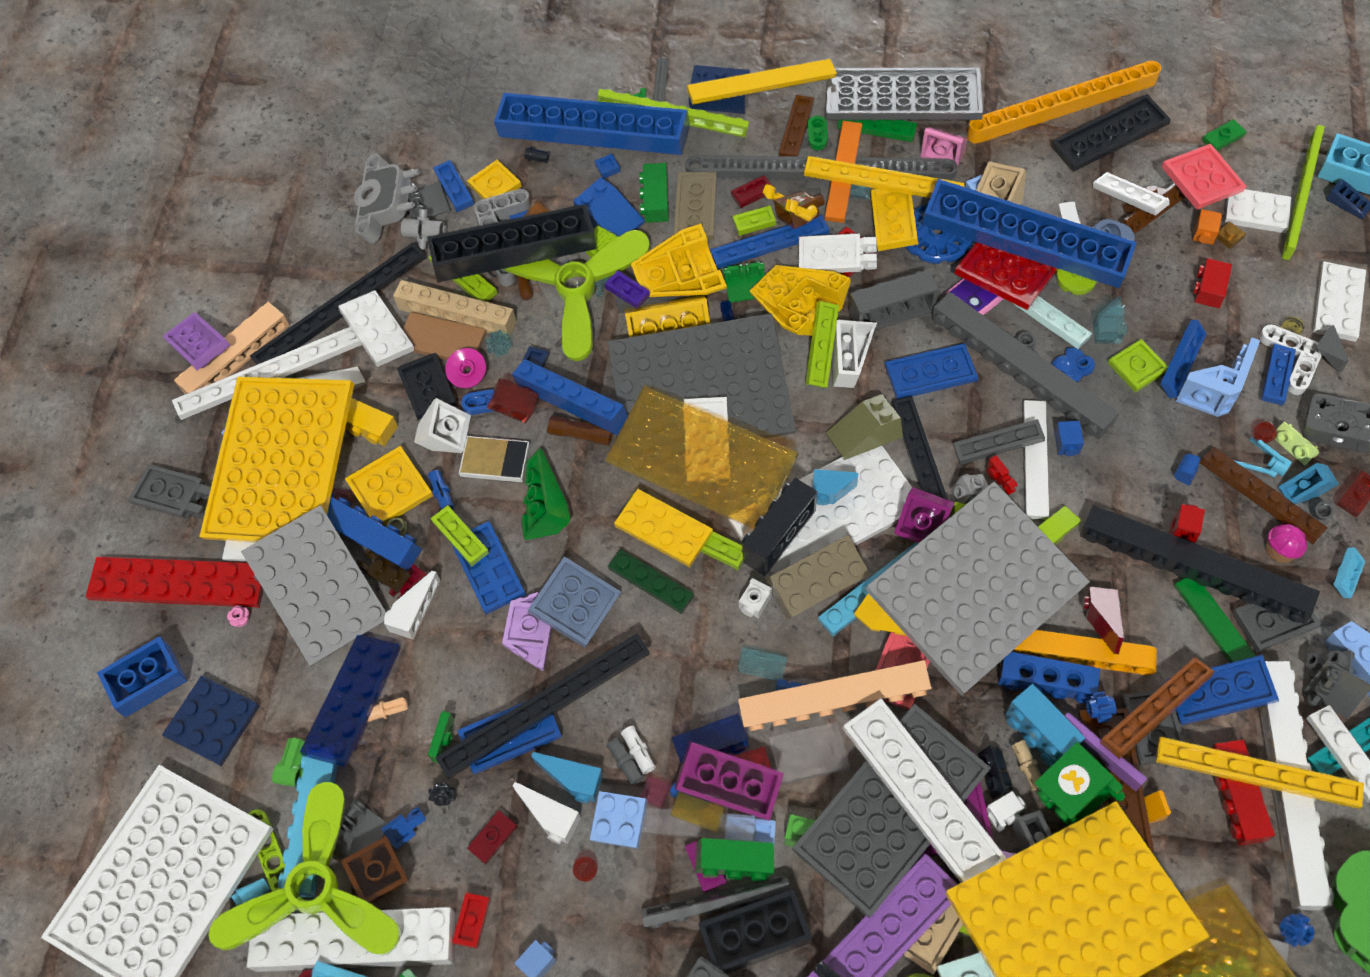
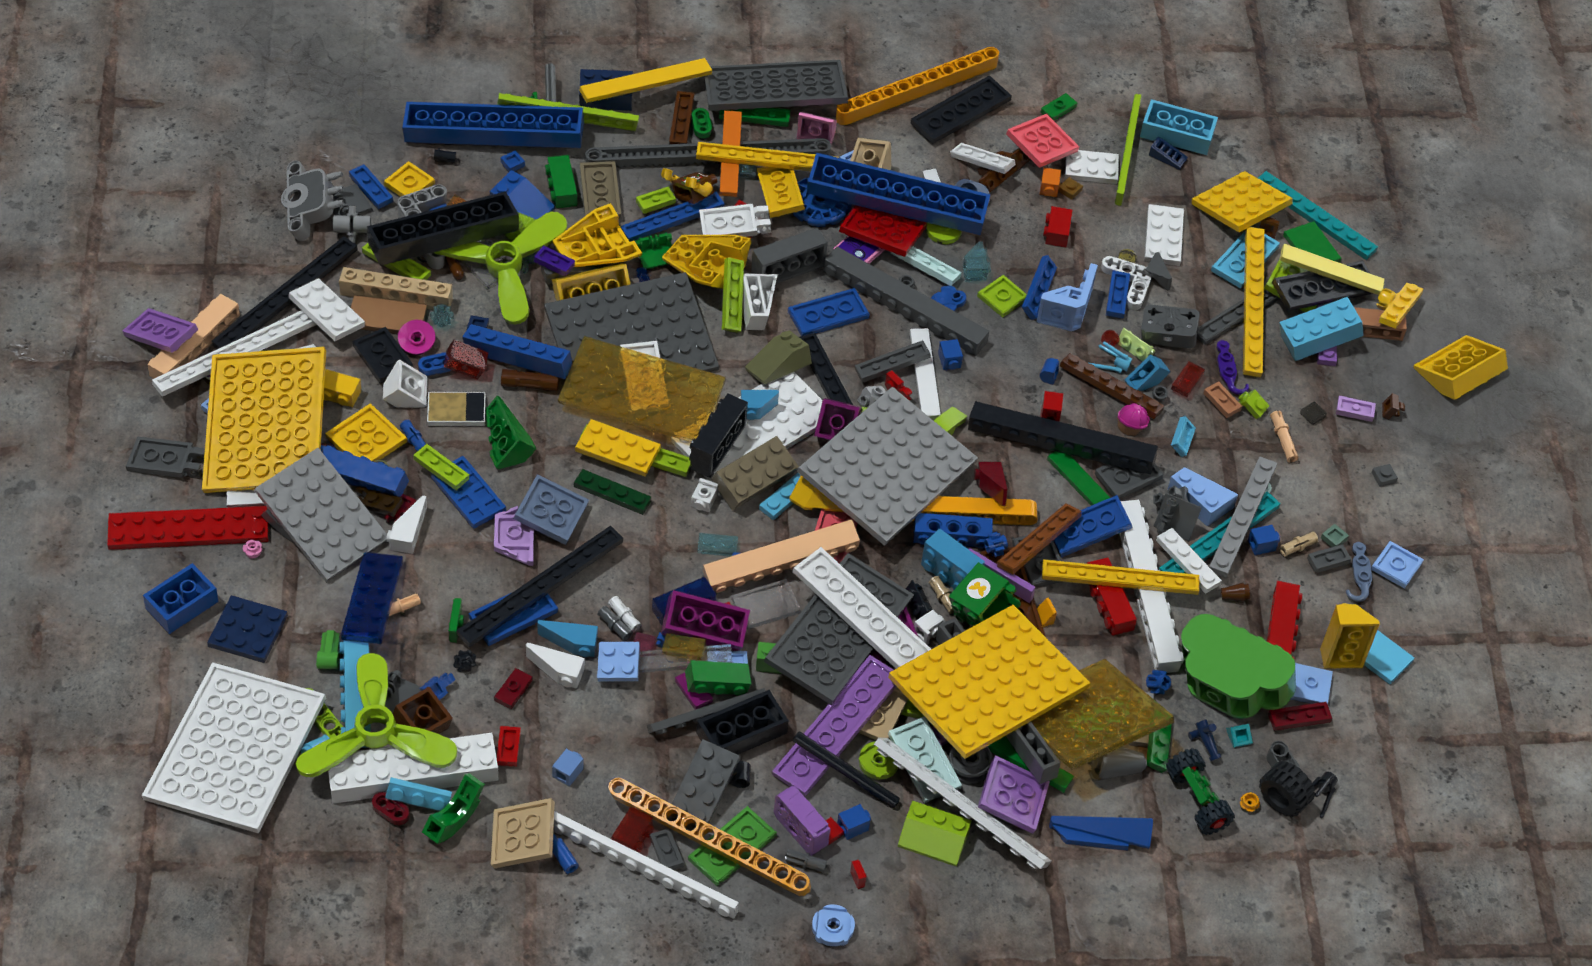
camera: 20 degrees left, 10 degrees down
(584, 869) = (595, 702): clear red plate -> none
(750, 191) = (648, 176): dark red plate -> none

